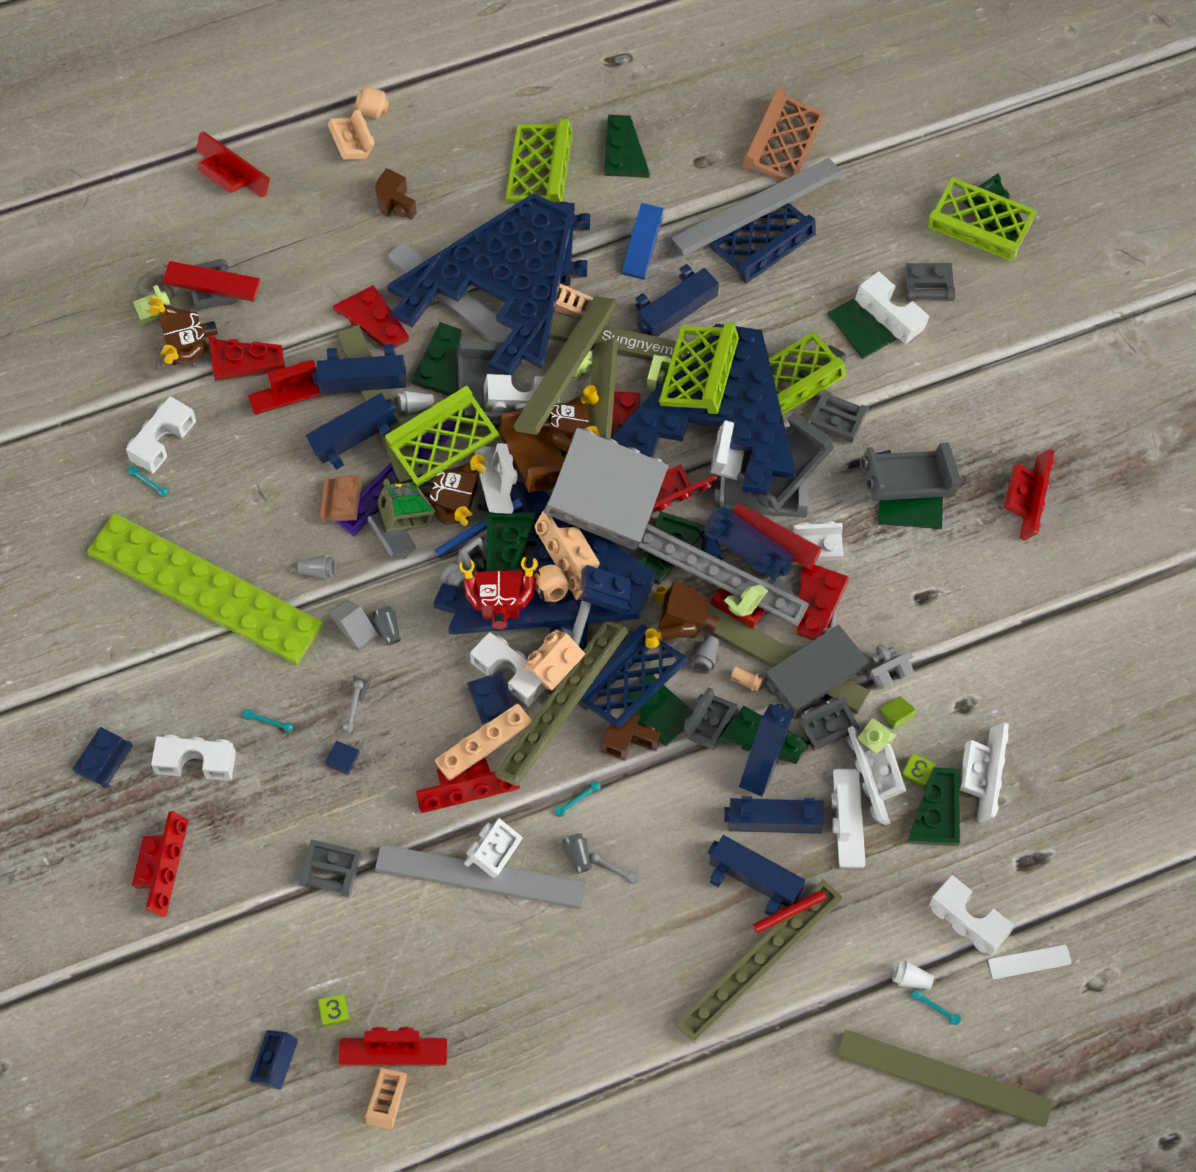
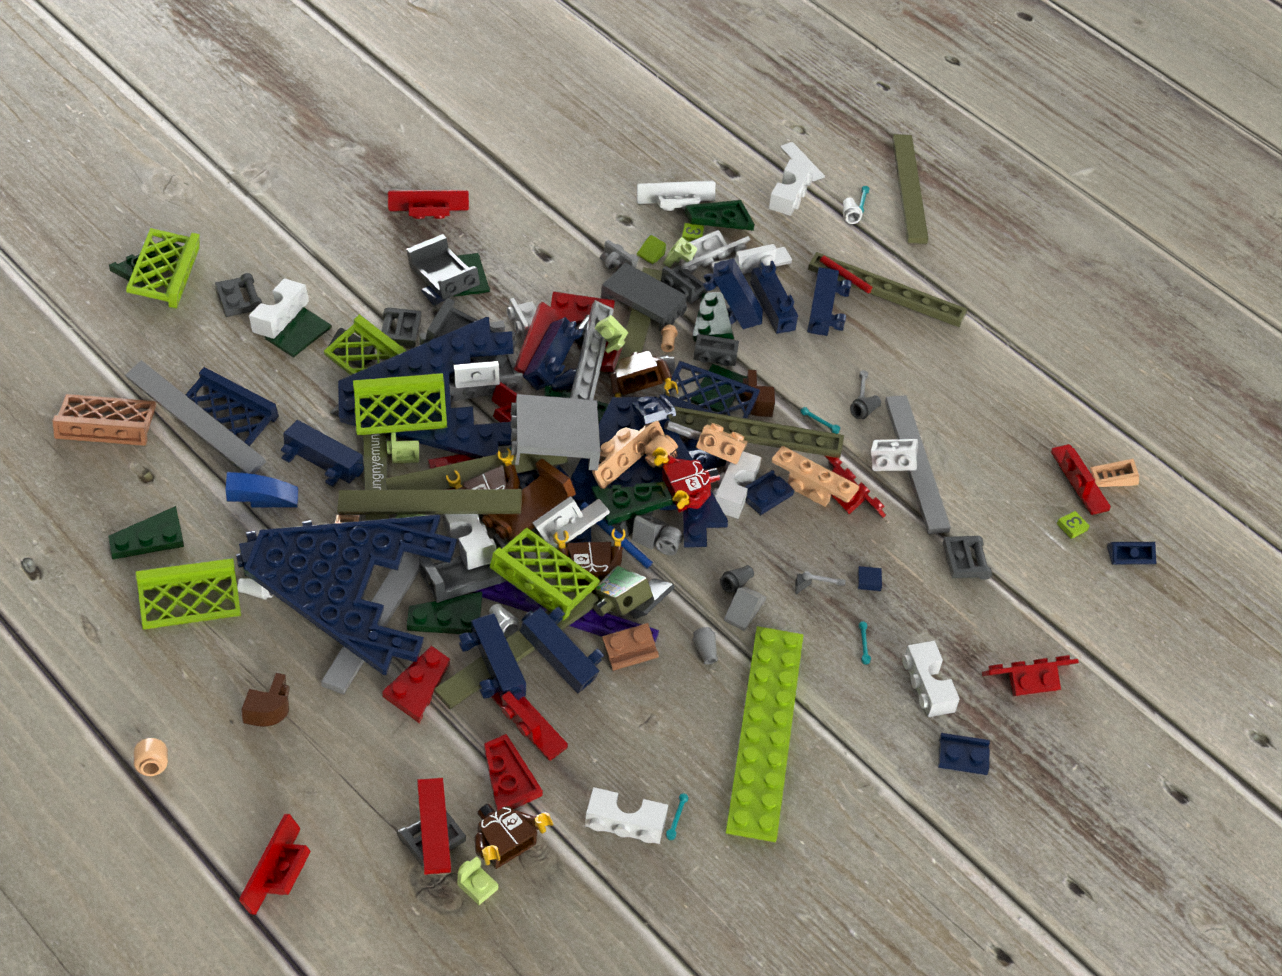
camera: 115 degrees left, 15 degrees down
(352, 136) = (200, 760): light nougat bracket -> none

